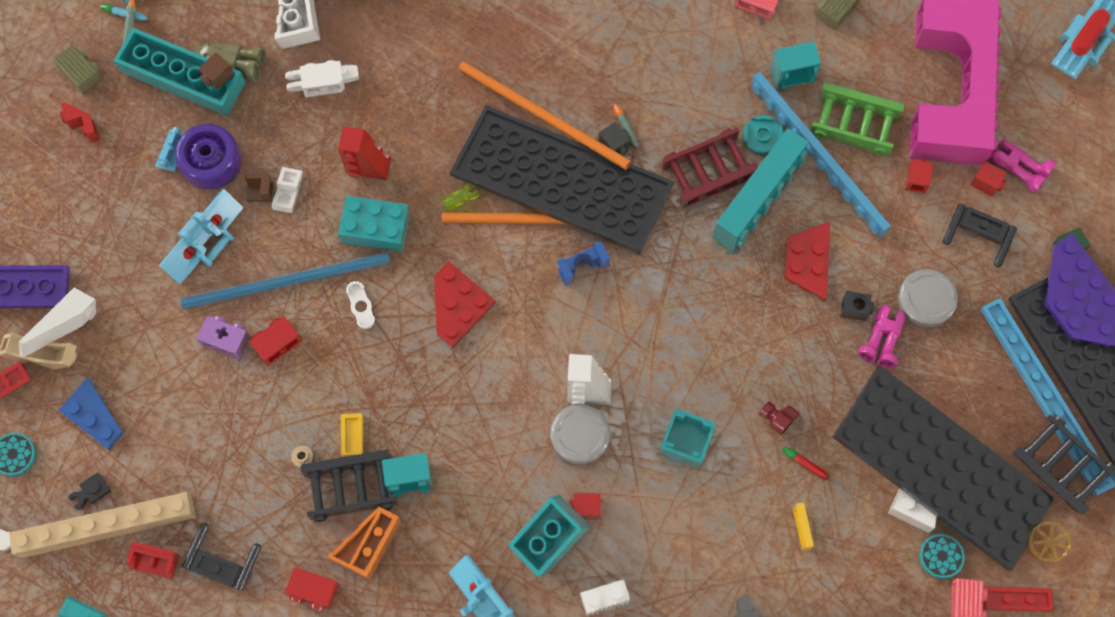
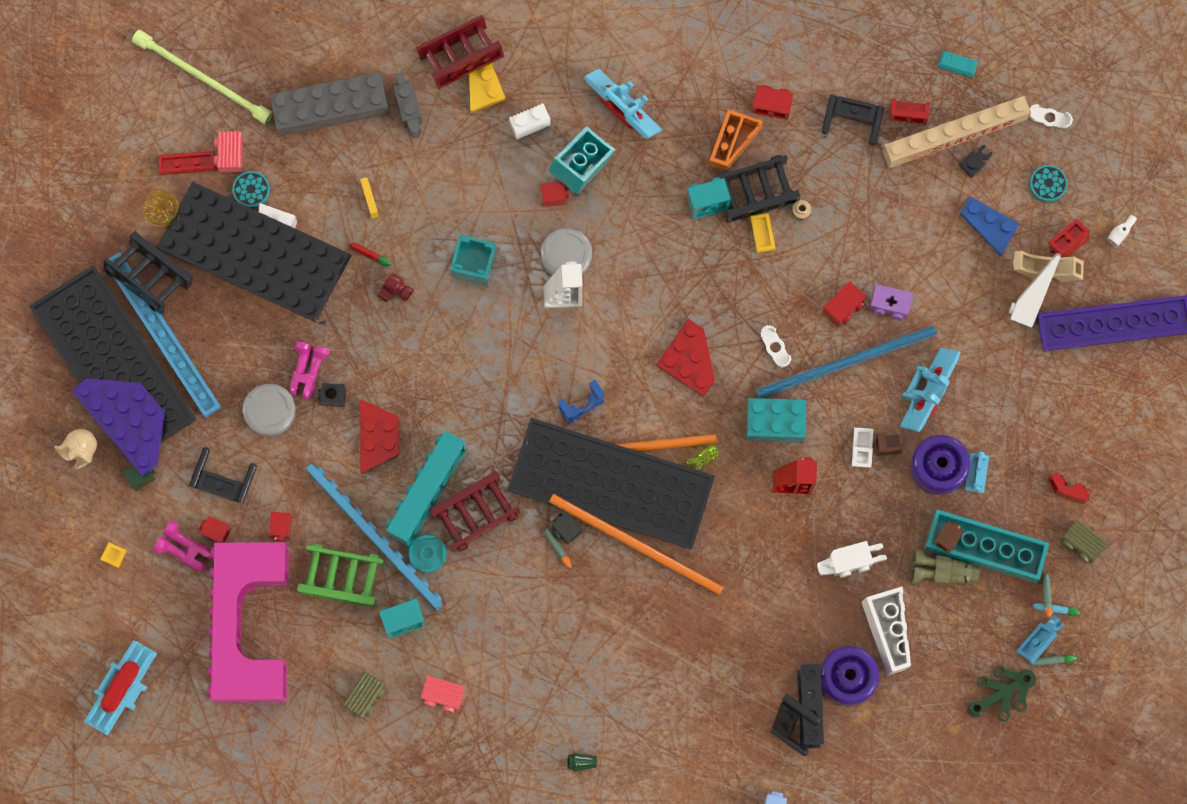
camera: 170 degrees right, 5 degrees up
(1096, 170) = (113, 555): none -> yellow tile

